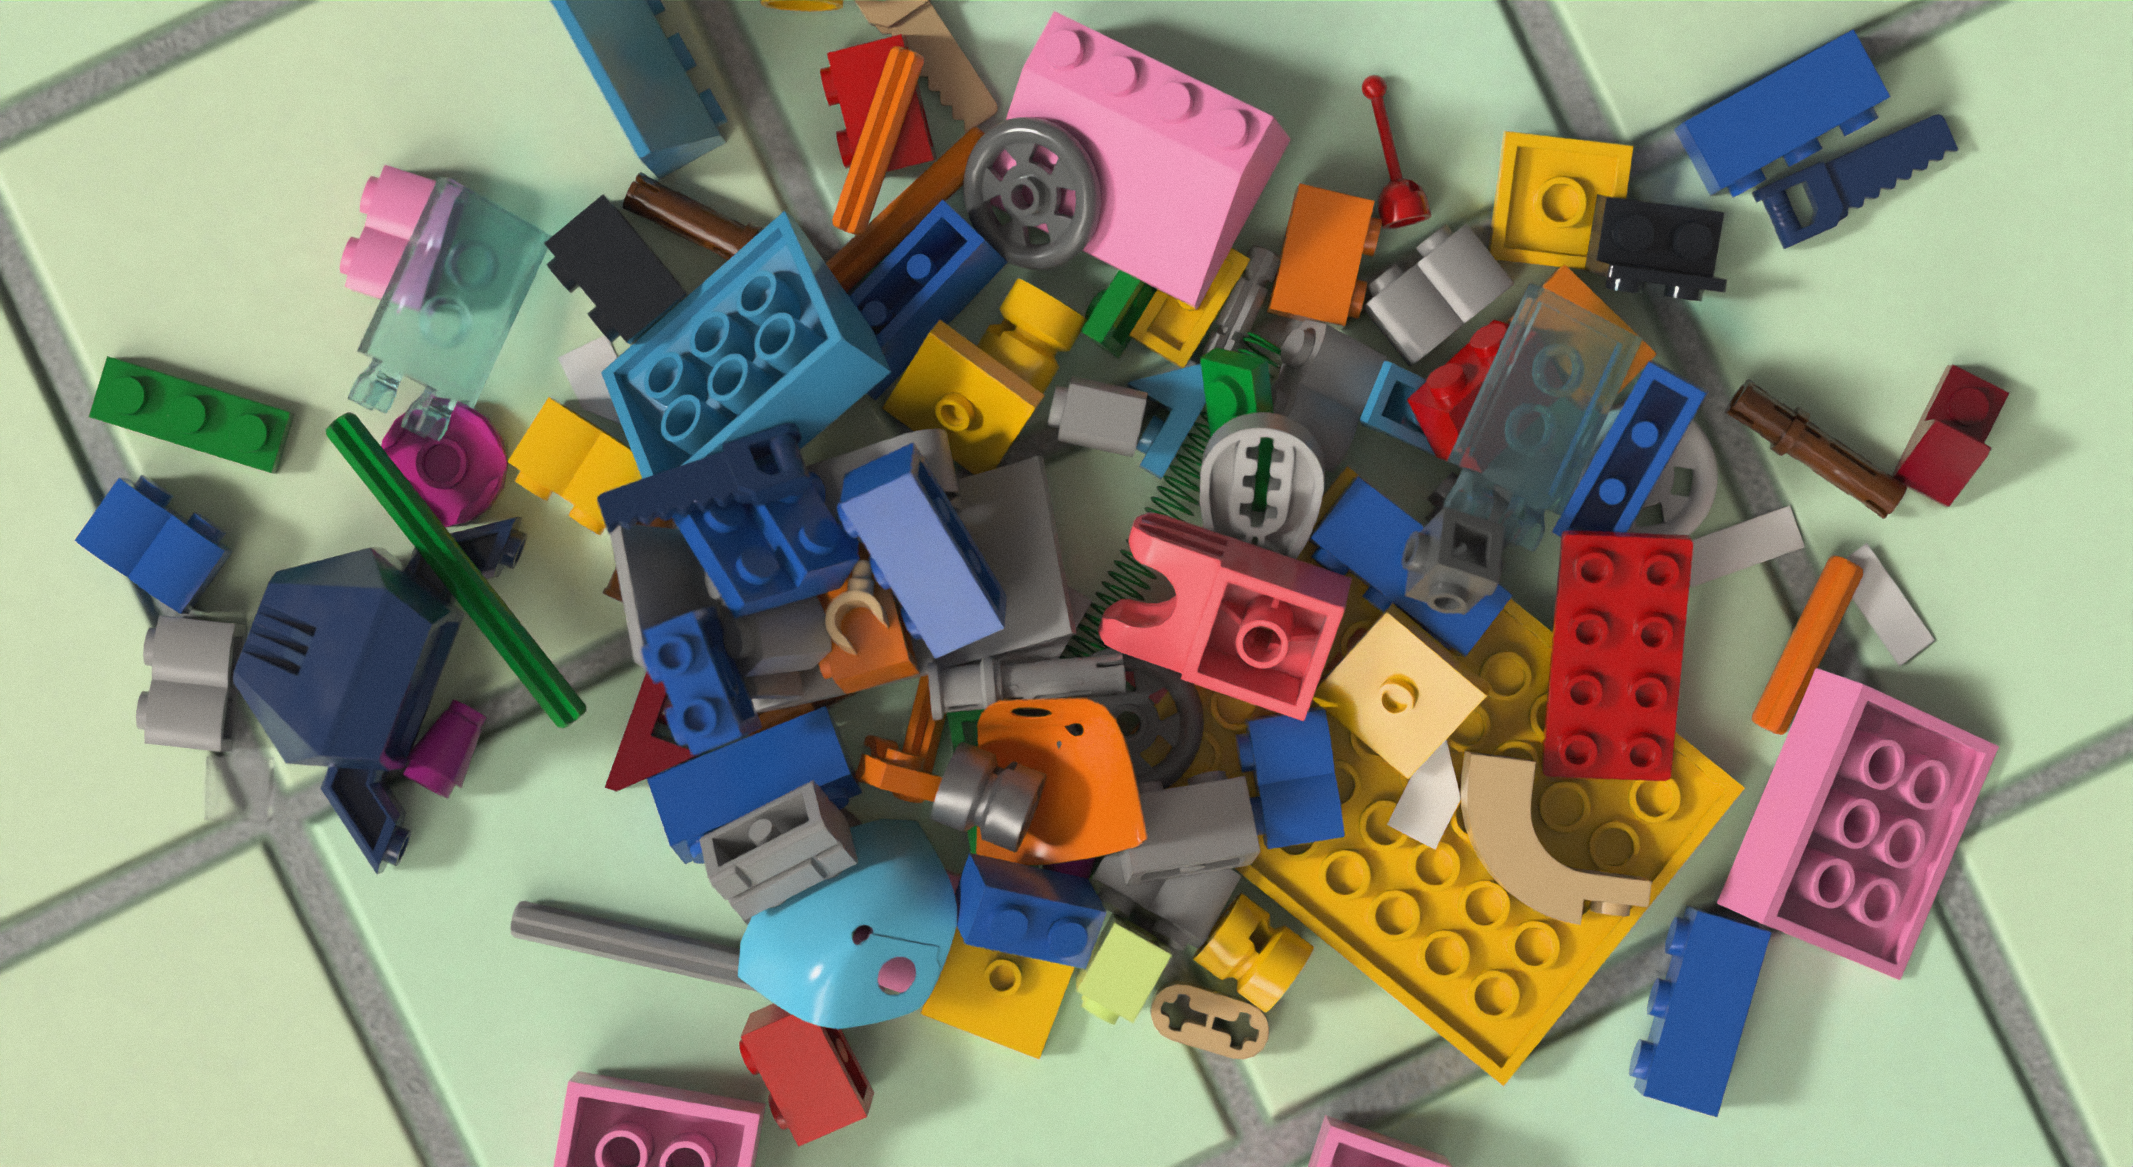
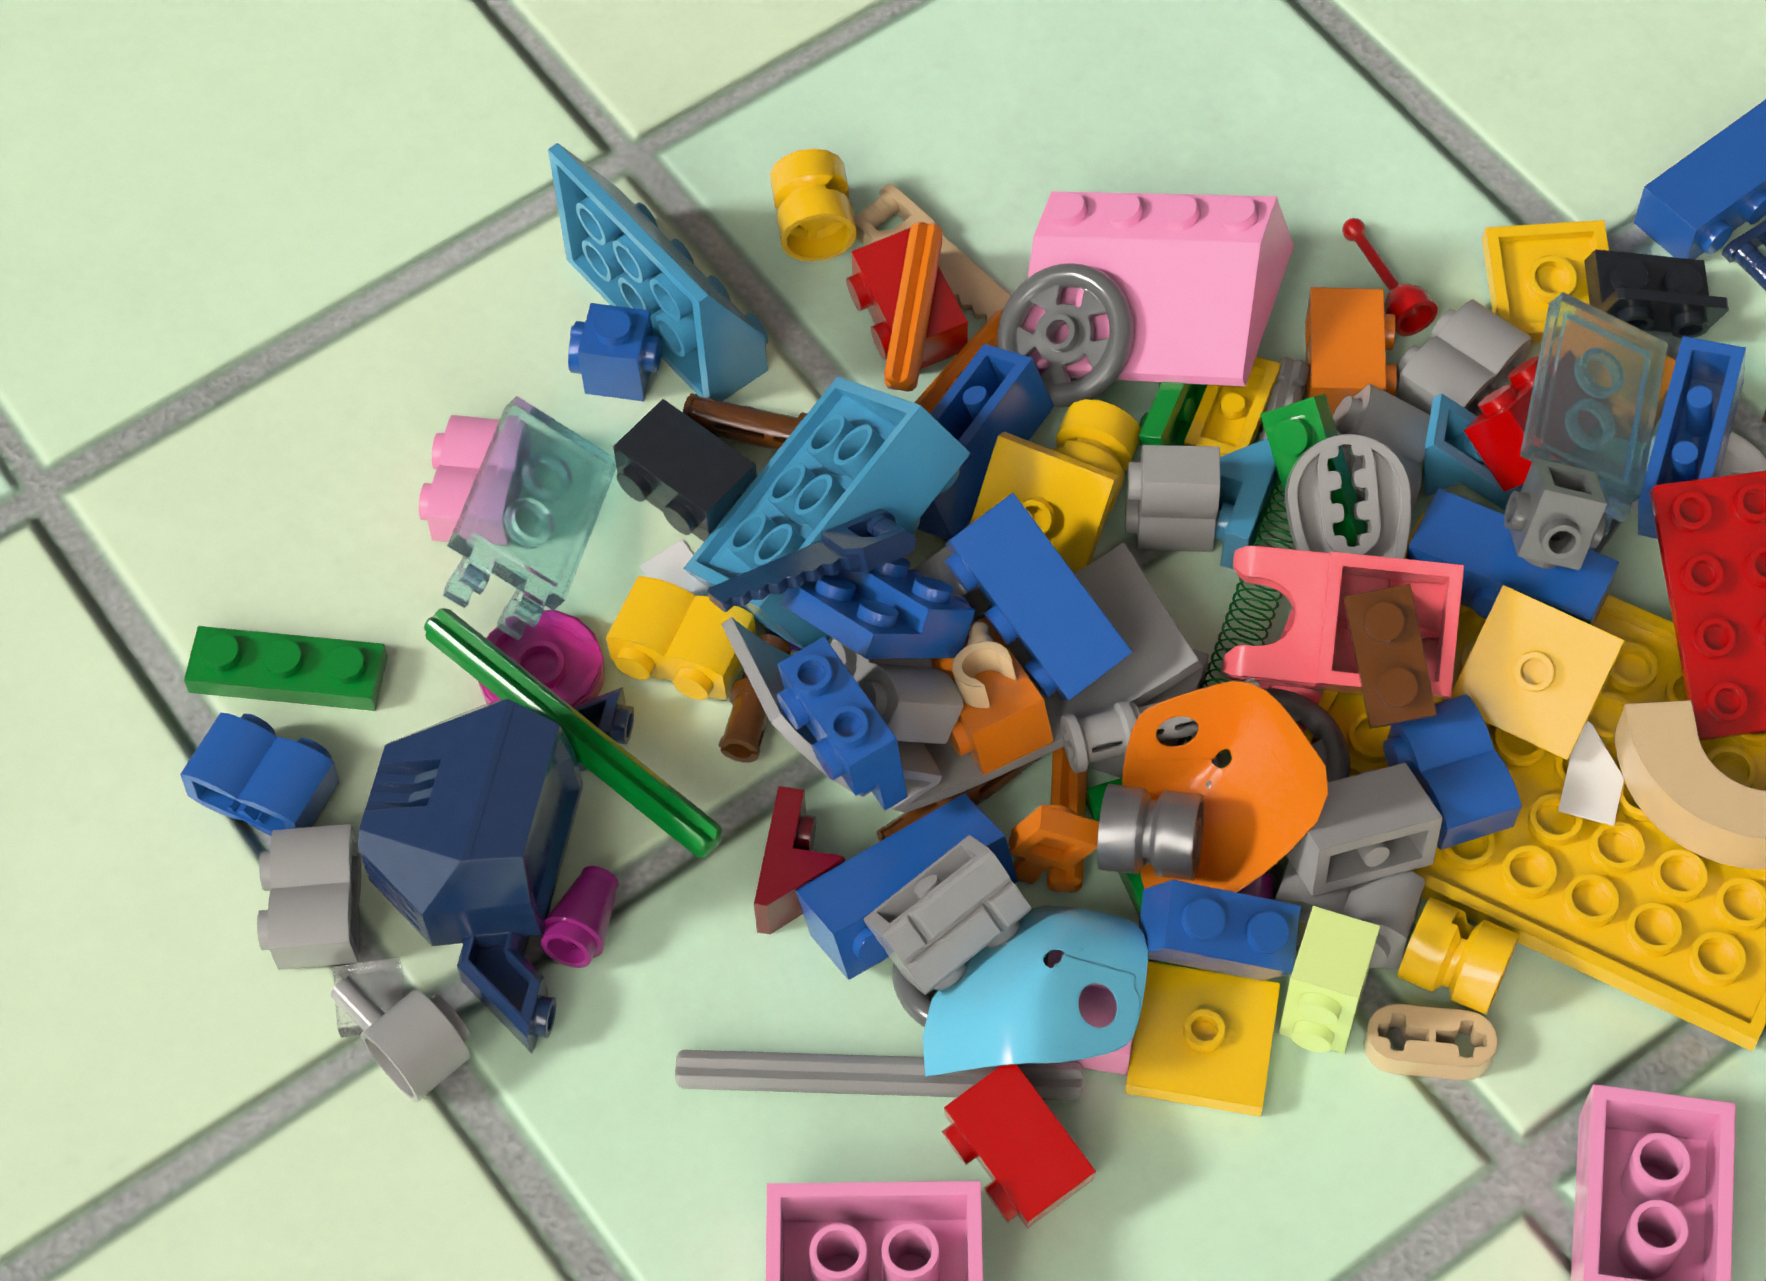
camera: 10 degrees left, 30 degrees down
(270, 858) = (412, 1042): none -> light grey piece
(564, 110) = (615, 351): none -> blue brick
(1252, 678) = (1390, 656): none -> reddish brown plate

